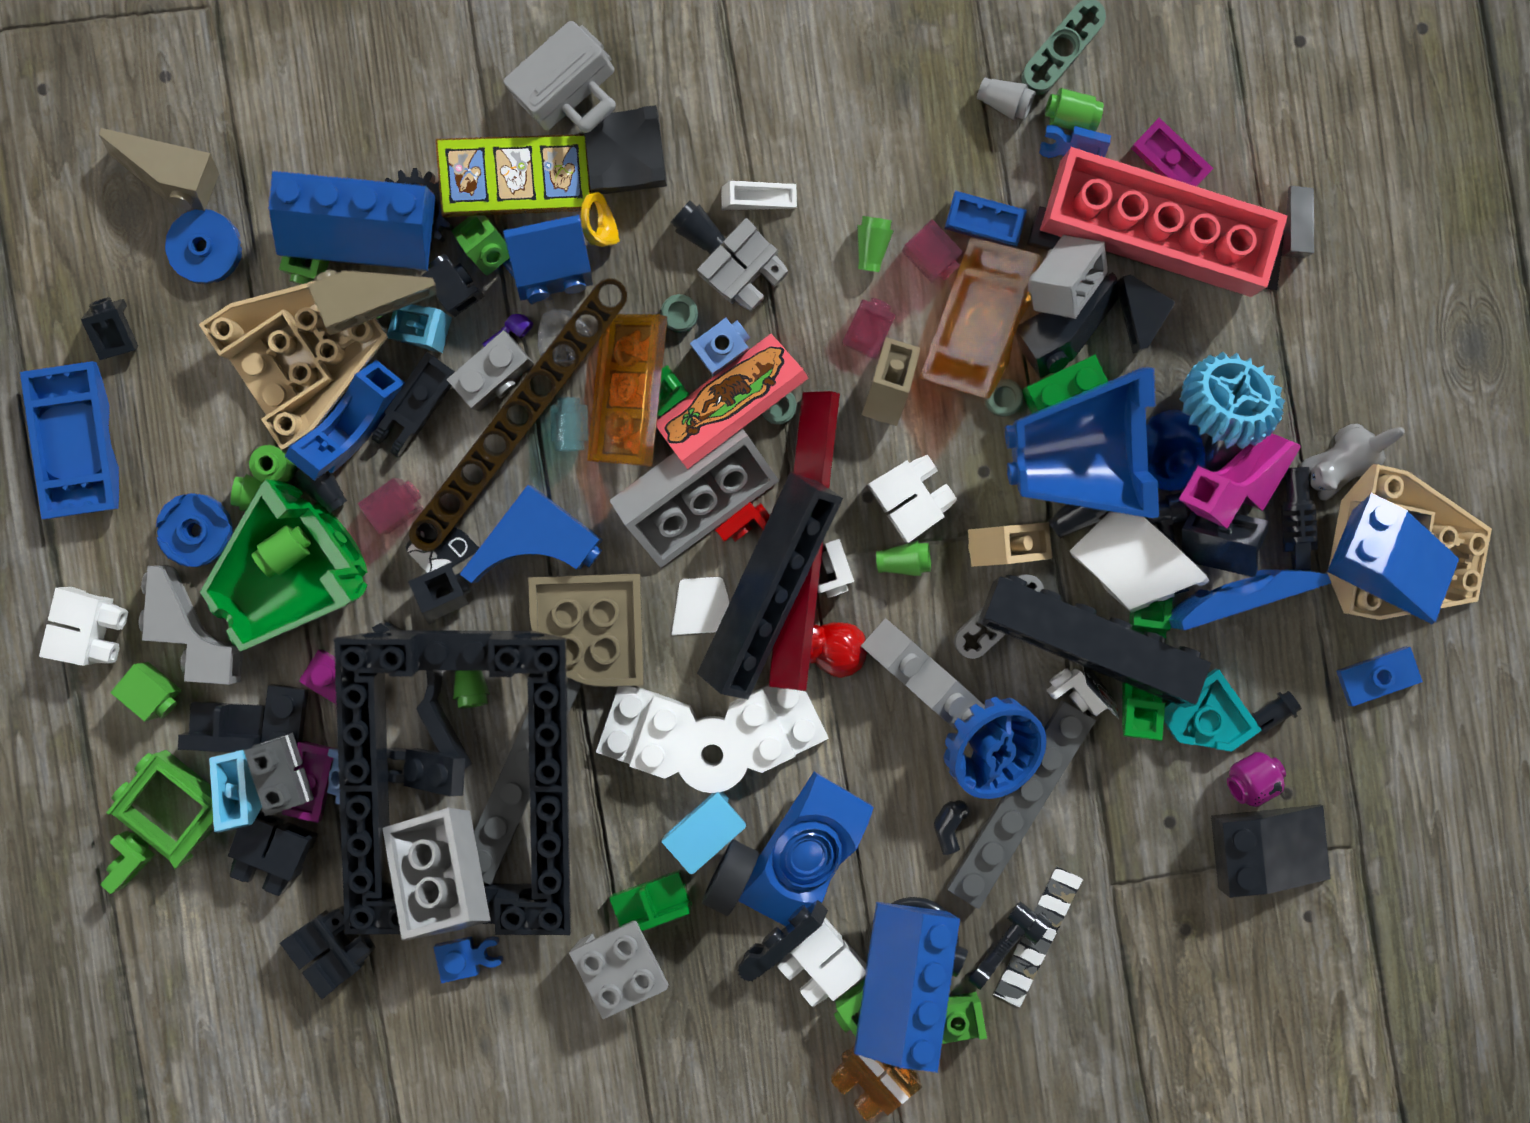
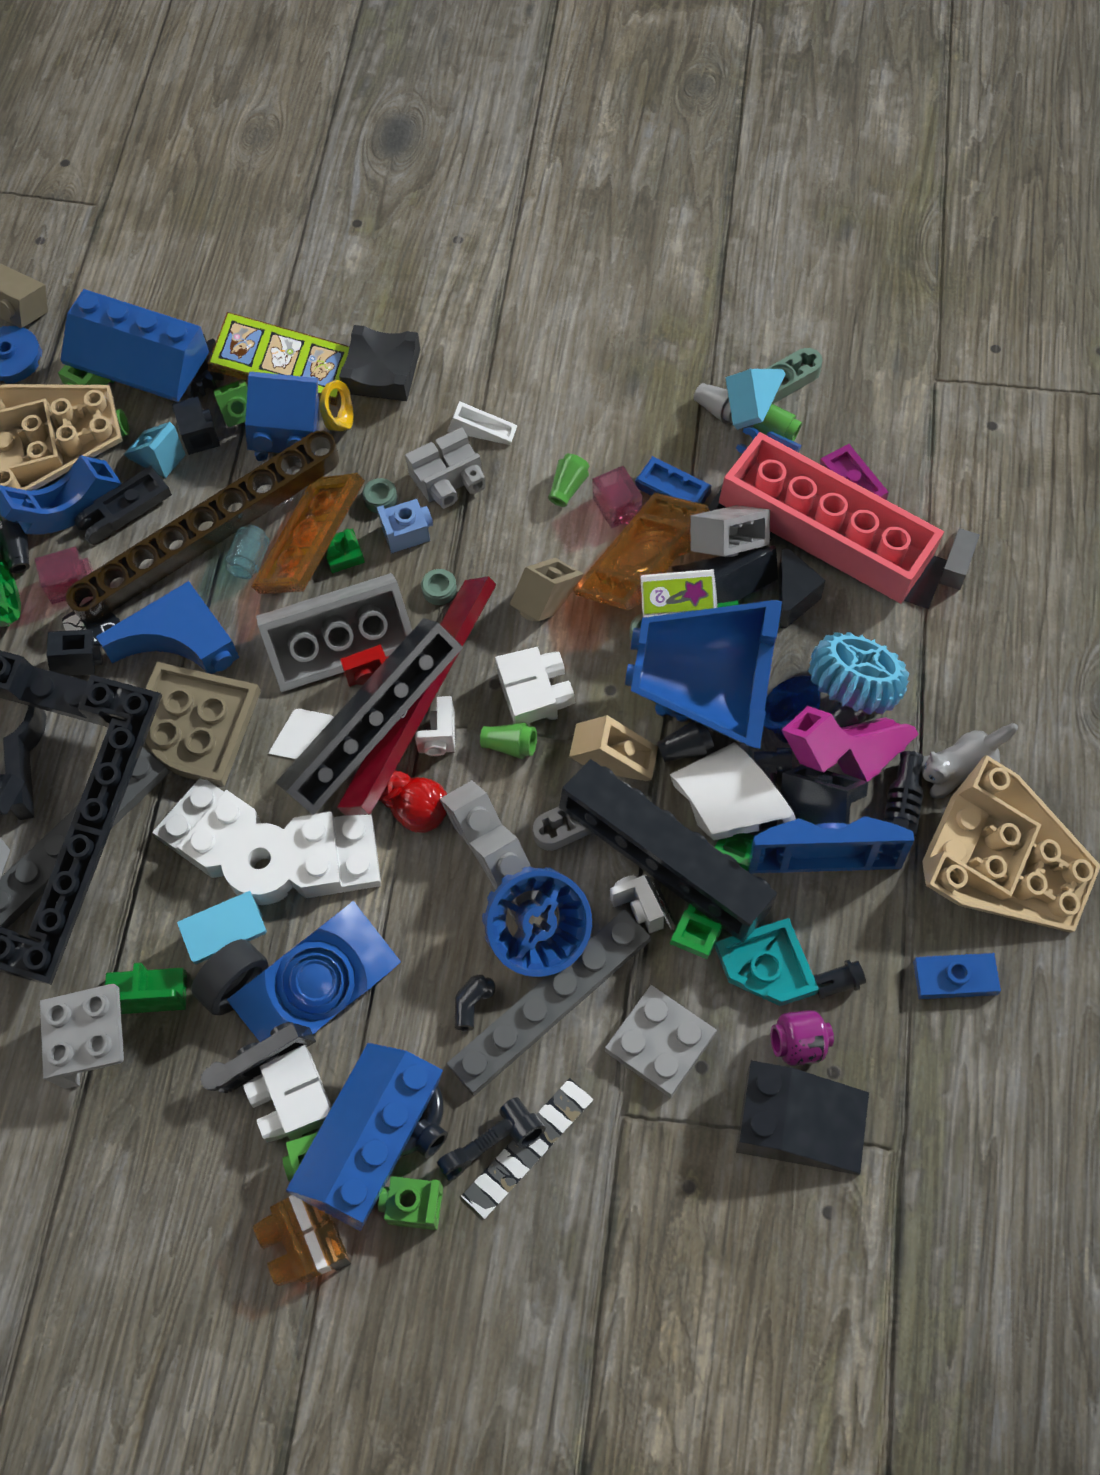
camera: 20 degrees right, 25 degrees down
(357, 297) = (113, 395): dark tan slope -> none
(470, 689) = (63, 741): bright green cone -> none
(491, 372) = (193, 486): light grey brick -> none
(516, 323) = (235, 467): dark purple hand -> none
(561, 77) = (350, 301): light grey piece -> none
(697, 227) = (416, 428): black cone -> none
(730, 400) = (395, 562): tile -> none
(869, 327) = (544, 542): clear pink bracket -> none
(1038, 372) = (678, 592): none -> slope
(1048, 92) = (752, 394): none -> medium azure slope
(1129, 812) = (660, 1041): none -> light grey plate
(1394, 558) = (986, 841): blue slope -> none

